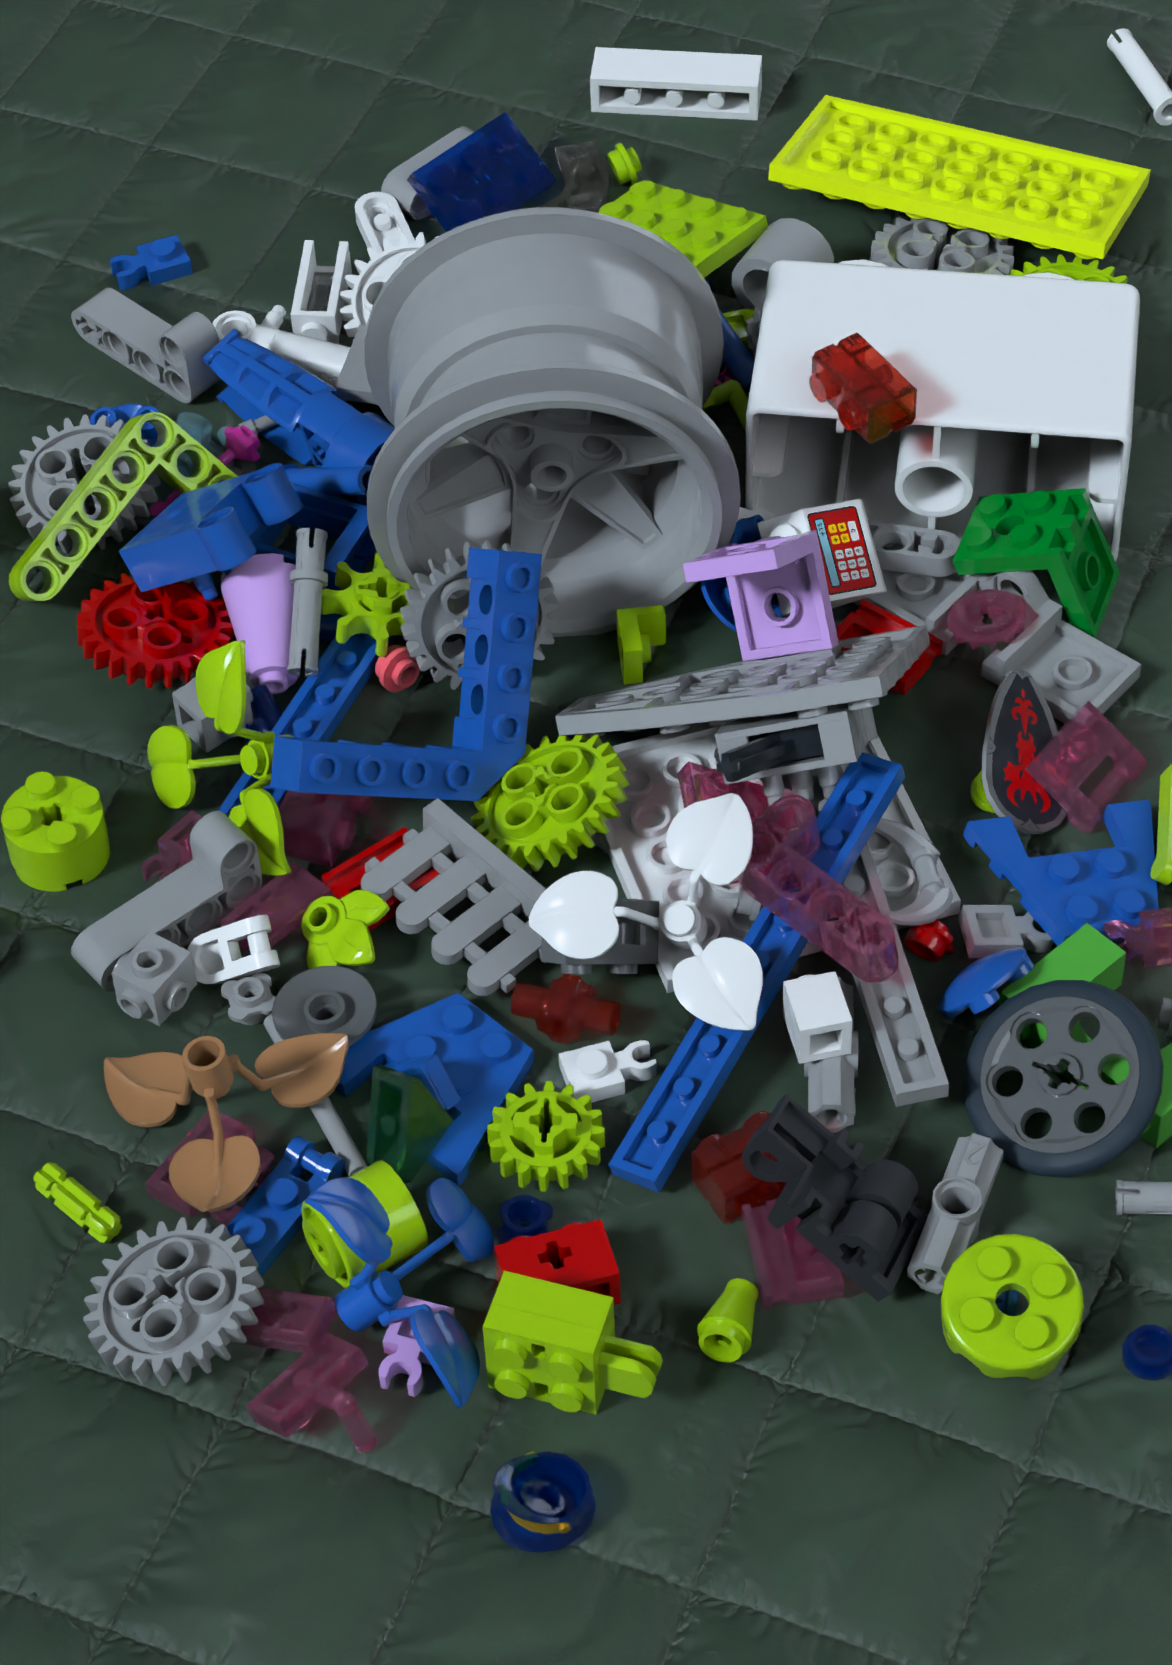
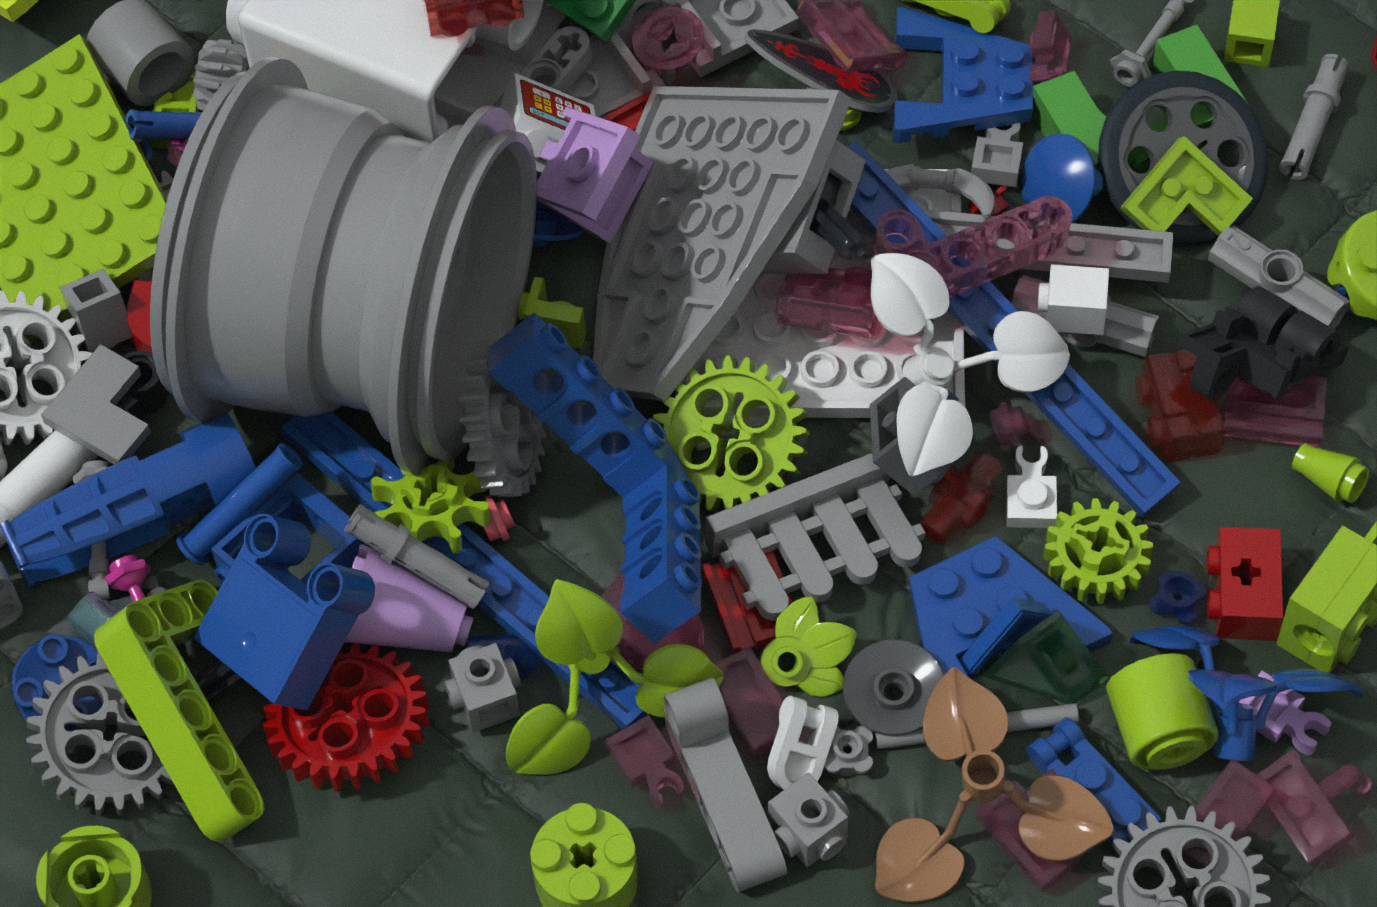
camera: 70 degrees left, 10 degrees up
(661, 1018) = (1009, 424): none -> clear pink plate
(1022, 1080) = (1184, 180): none -> lime plate

